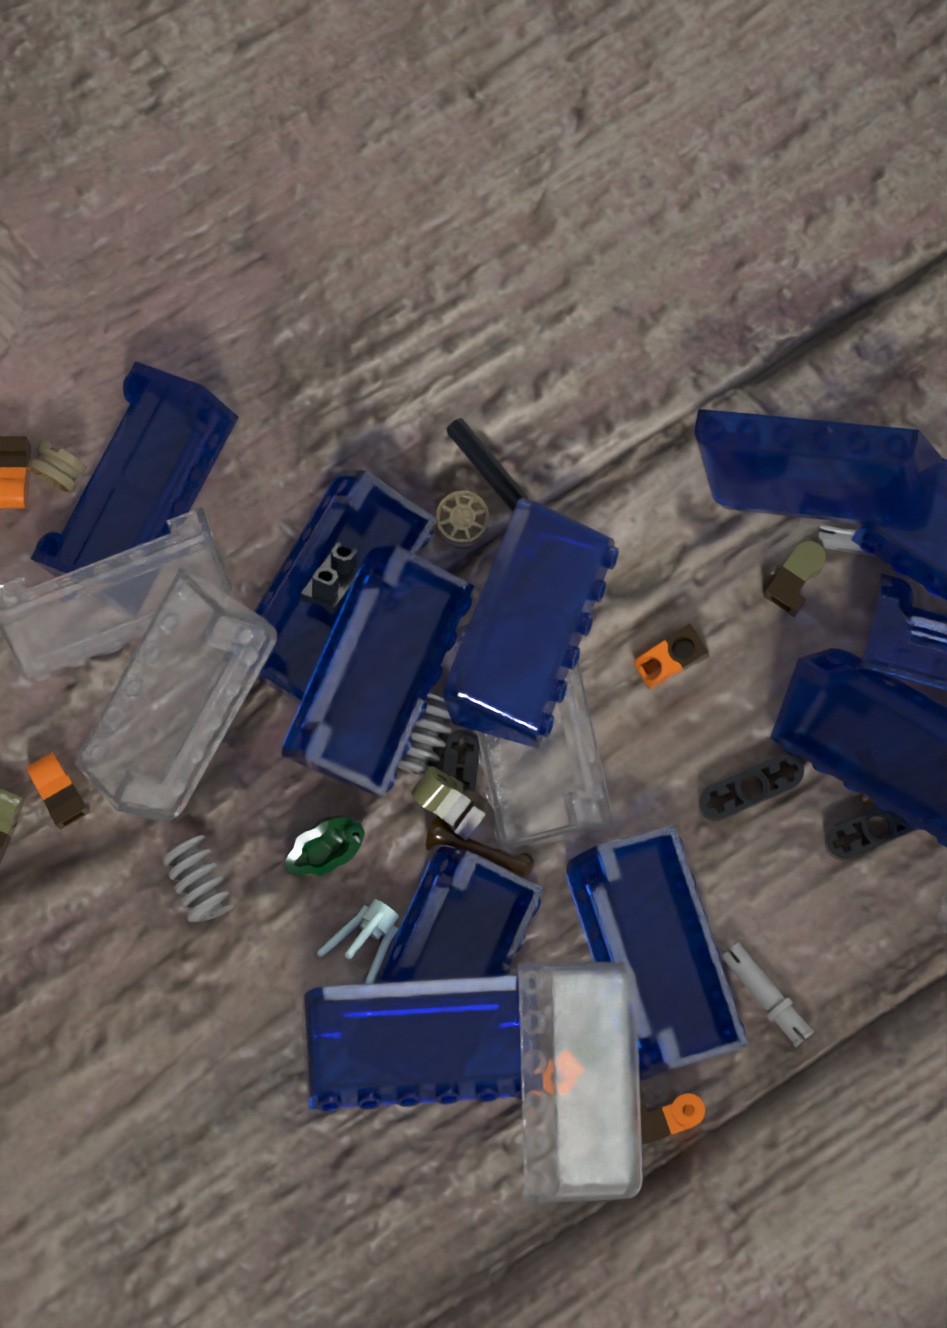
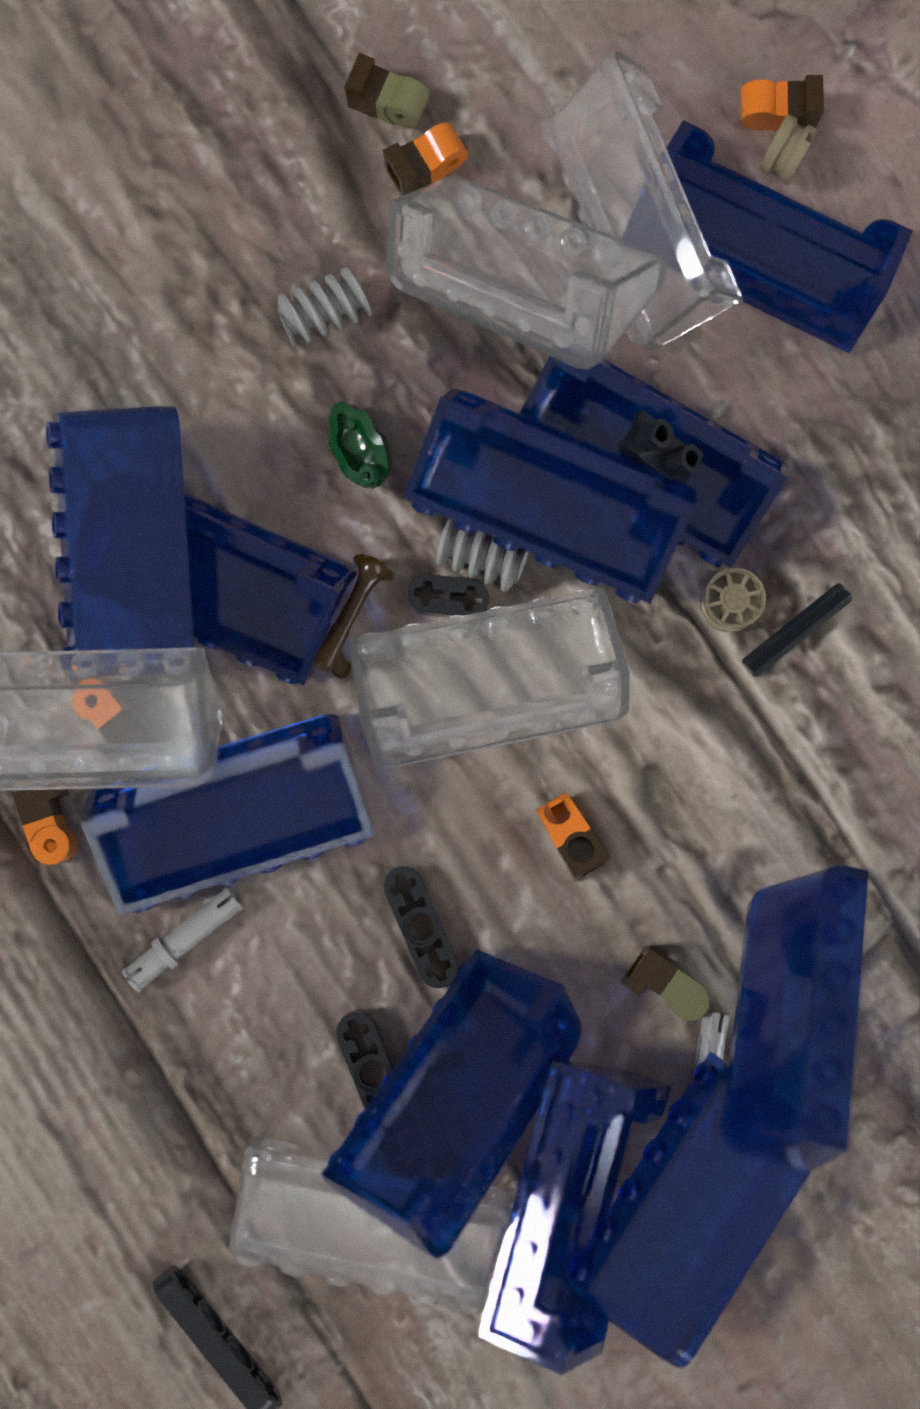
camera: 90 degrees right, 5 degrees up
(376, 921) = (275, 503): light aqua plant -> none
(450, 801) = (404, 580): leg -> none
(528, 625) = (607, 667): clear blue windscreen -> none

